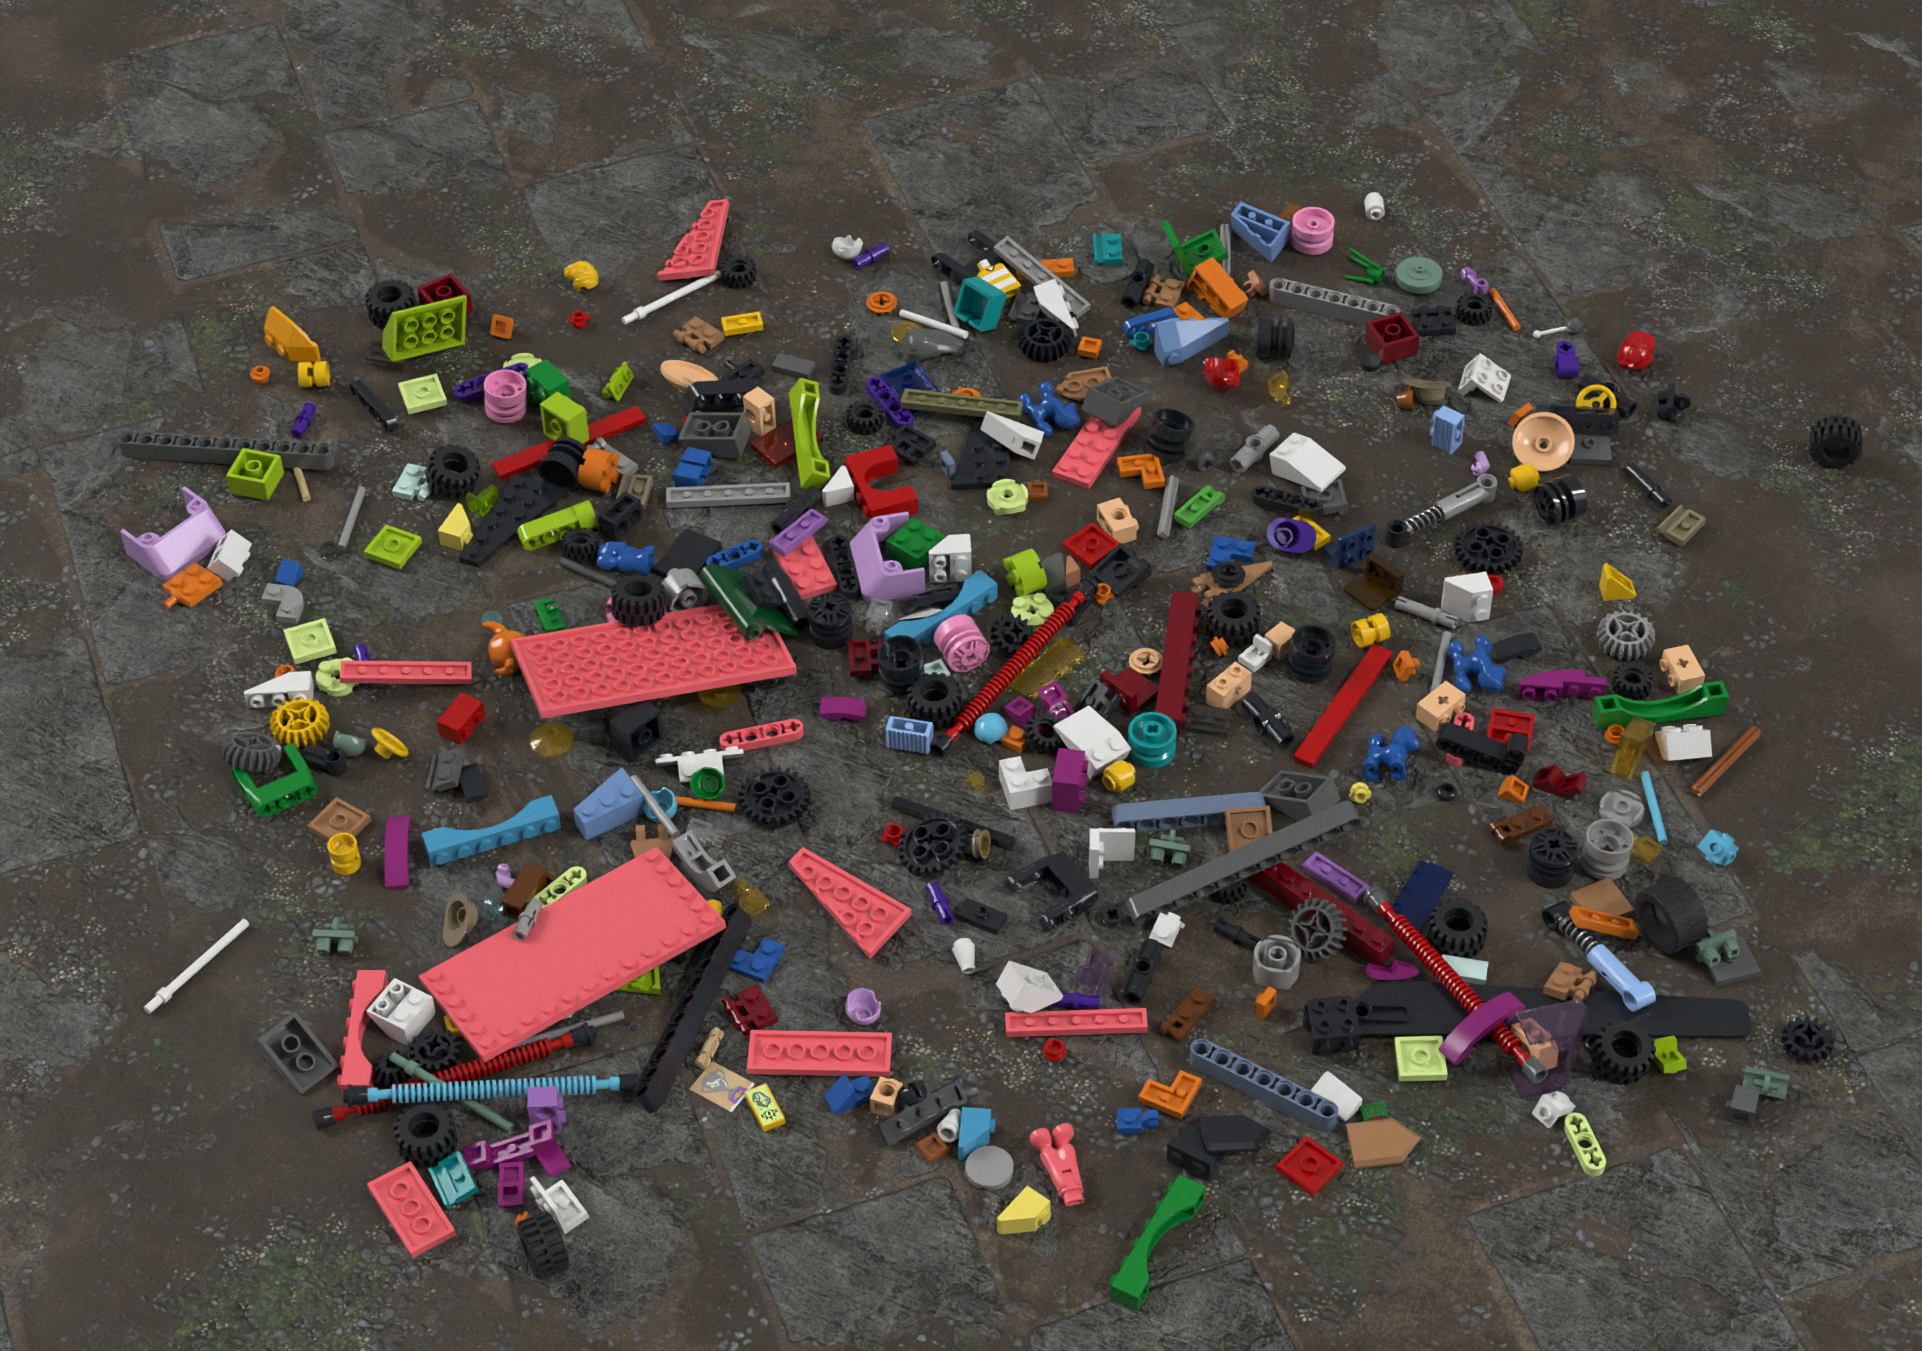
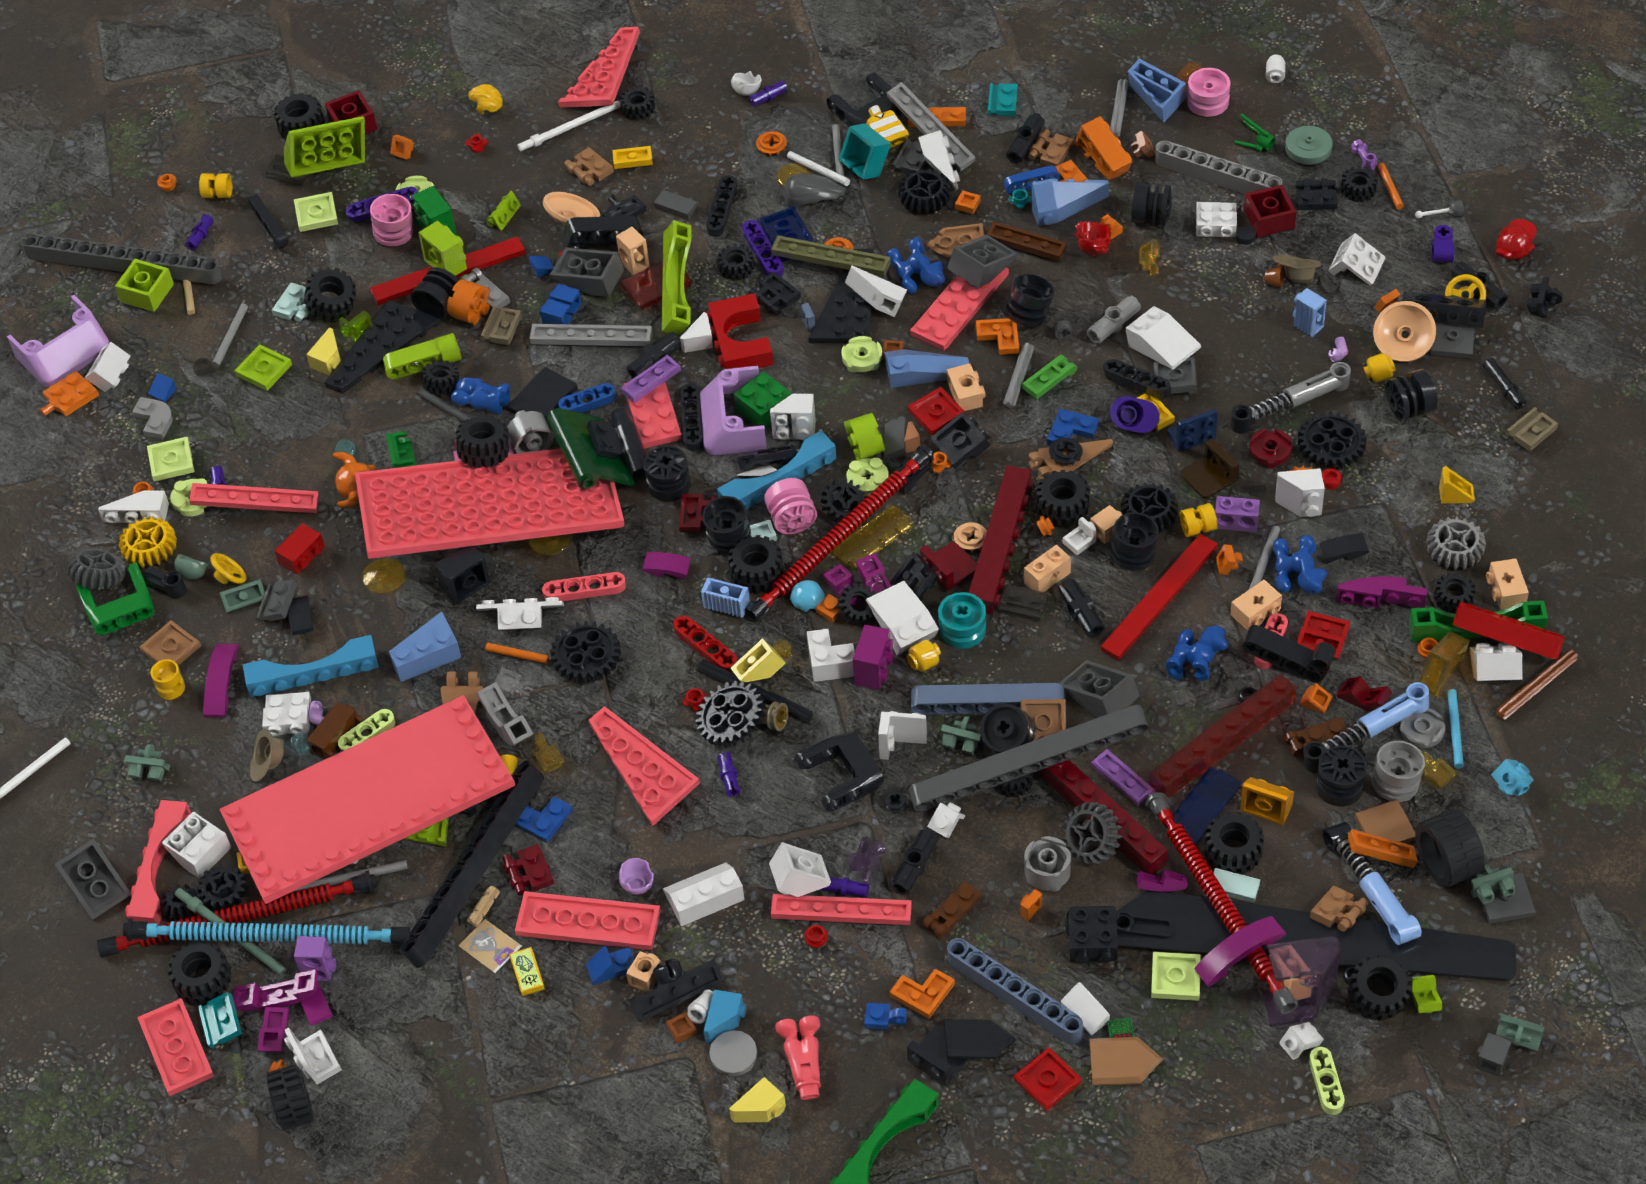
camera: 10 degrees right, 5 degrees up
(289, 338) = (197, 148): light orange wedge -> none
(407, 768) = (242, 595): none -> sand green slope
(474, 877) = (287, 713): none -> white plate
(527, 919) = (328, 761): light grey pin -> none
(620, 516) = (482, 350): black brick -> none
(655, 807) = (468, 654): light grey bar -> none
(667, 802) = (474, 653): medium azure hair -> none
(707, 783) = (522, 633): green hair -> none
(878, 613) = (716, 467): clear plate -> none
(892, 784) = (707, 643): none -> red beam
(935, 1018) = (704, 893): none -> white slope
(953, 794) = (758, 663): none -> light yellow slope
(965, 954) = (744, 828): white cone -> none
(981, 916) = (767, 790): black plate -> none
(1066, 506) = (919, 367): none -> medium blue wedge
(1156, 380) = (1027, 241): none -> reddish brown plate
(1190, 253) = (1082, 109): green bracket -> none
(1209, 827) = (995, 725): none -> black wheel
(1236, 934) = (1014, 829): black pin -> none
(1322, 614) = (1152, 501): none -> black gear
(1339, 350) = (1216, 219): none -> white plate
(1359, 788) = (1160, 690): light yellow plate -> none
(1408, 622) = (1237, 513): none -> medium lavender brick
(1426, 612) = (1267, 508): light grey pin -> none
(1429, 568) = (1270, 457): none -> dark red plate
(1429, 830) = (1223, 736): none -> clear red brick
(1482, 887) = (1266, 800): none -> light orange slope
(1609, 784) = (1412, 701): none -> light blue piece
(1692, 711) = (1508, 630): none -> red beam
(1807, 1040) = (1583, 990): black gear -> none

